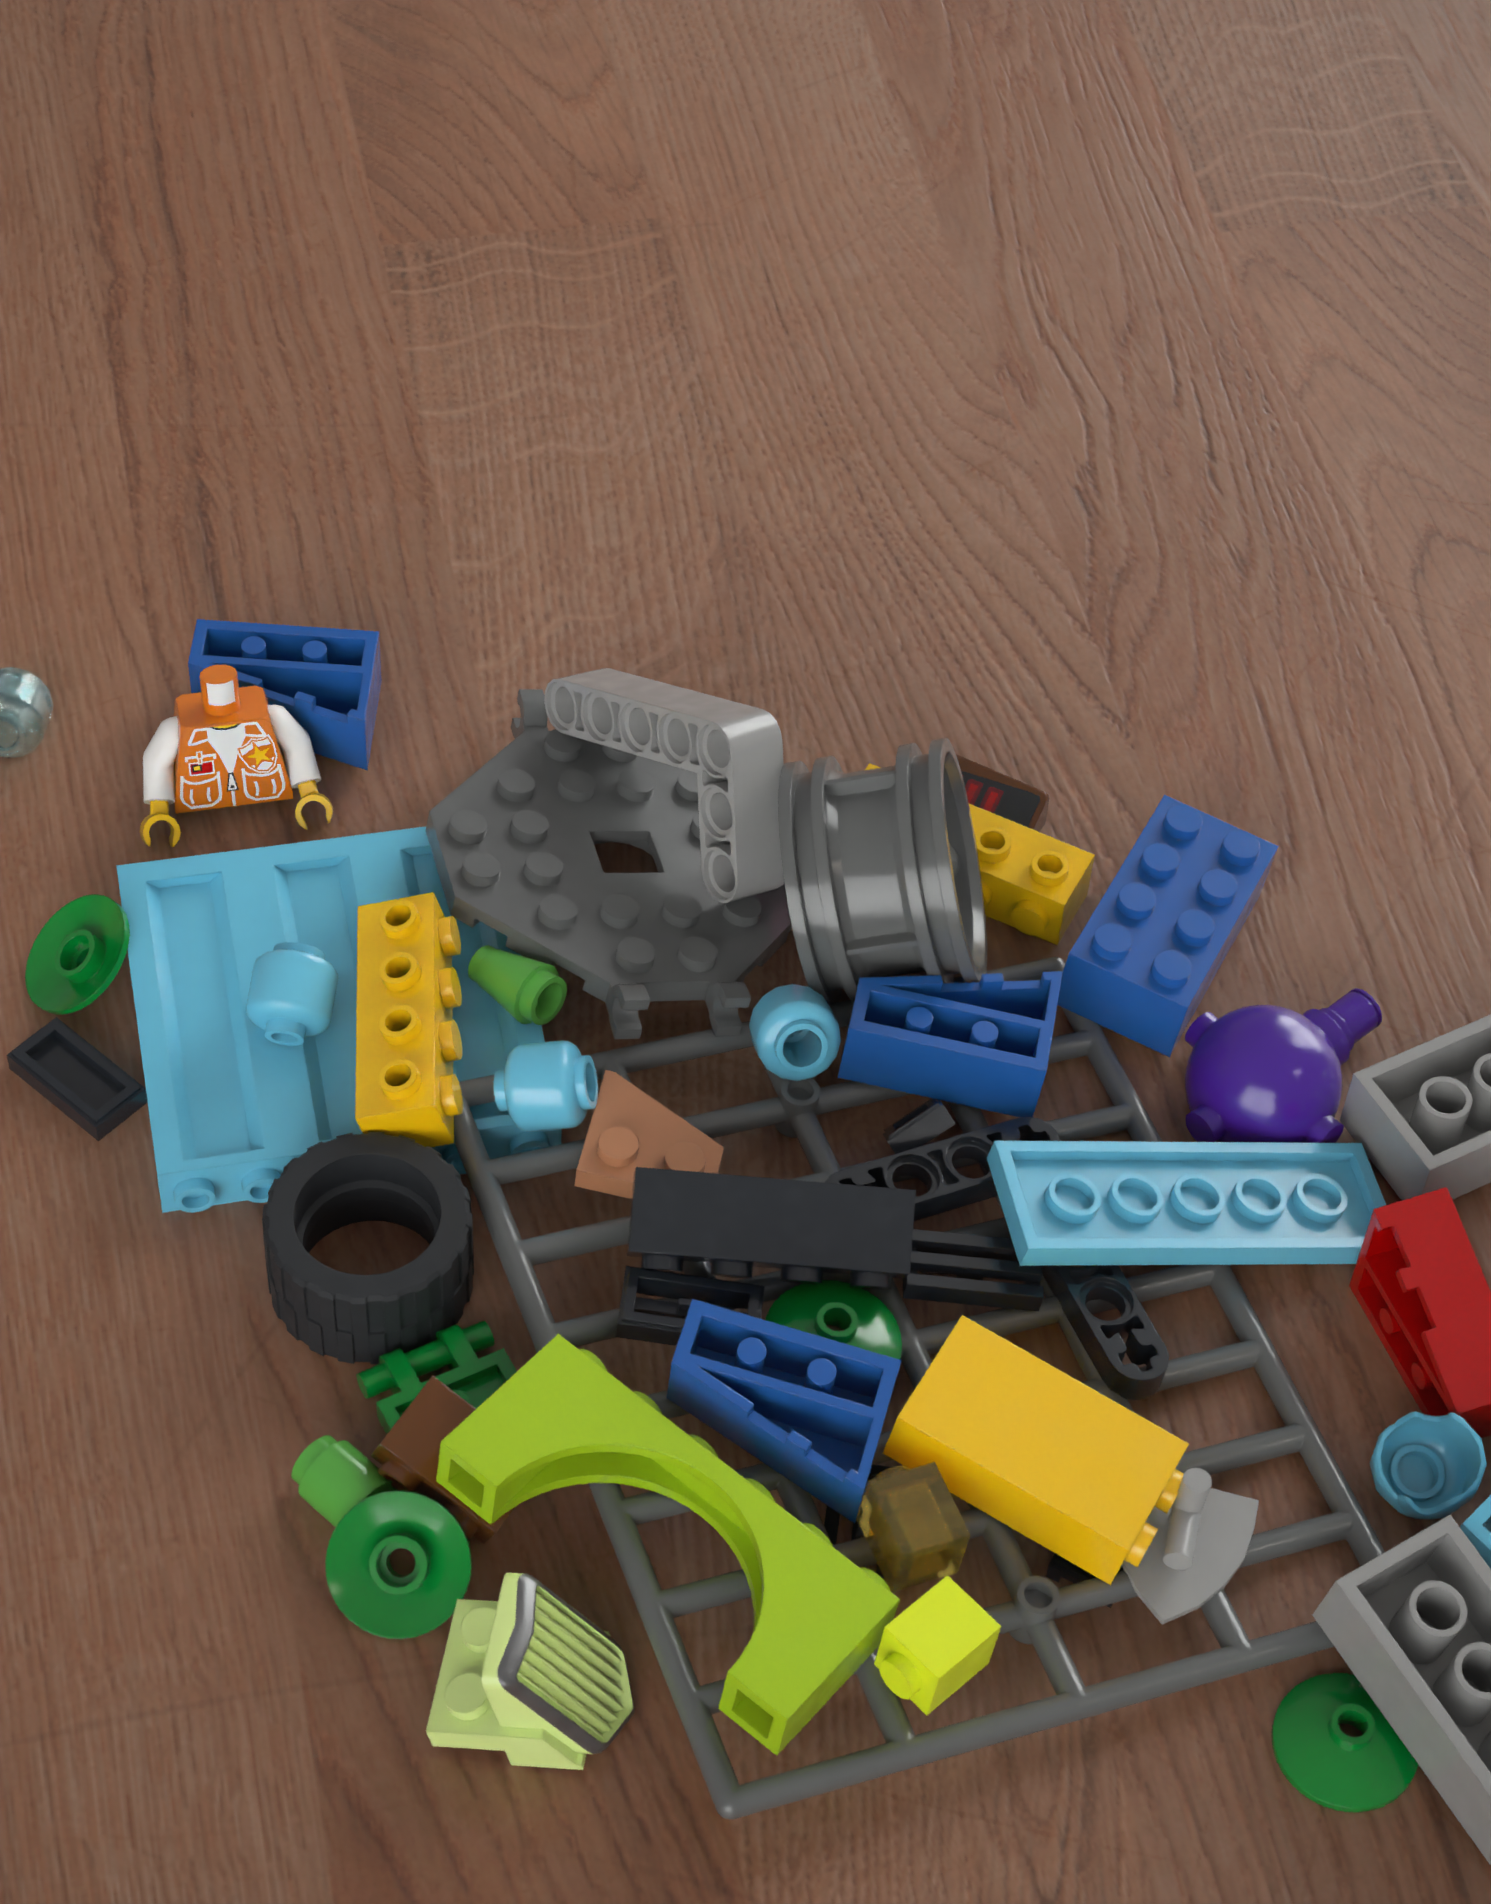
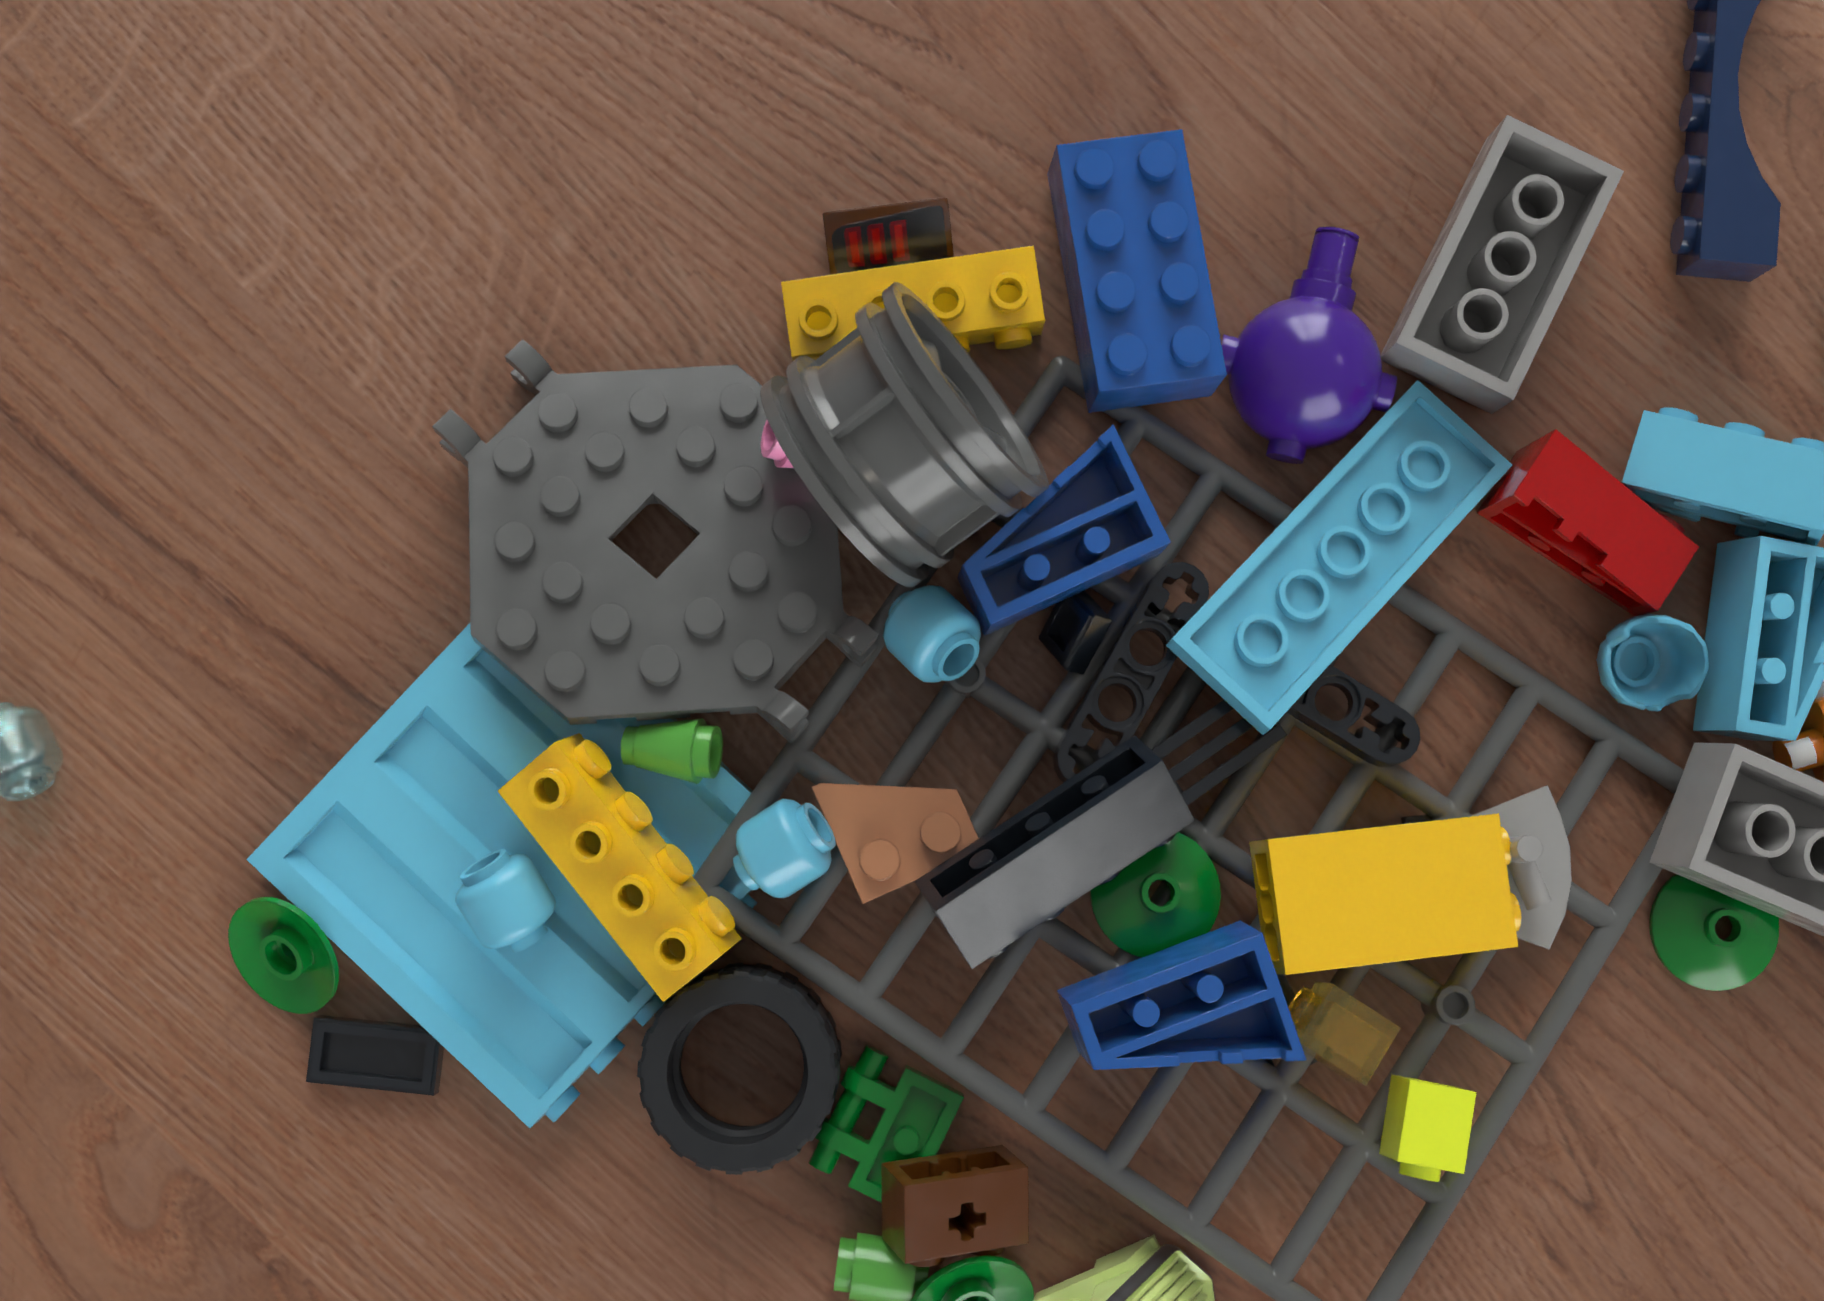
camera: 30 degrees left, 35 degrees up
(226, 753) = (236, 667): torso -> none
(316, 673) = (228, 550): blue wedge -> none
(577, 1424) = (1324, 1170): lime arch -> none
(663, 1320) = (1088, 930): black tile -> none
(723, 741) = (646, 422): light grey beam -> none

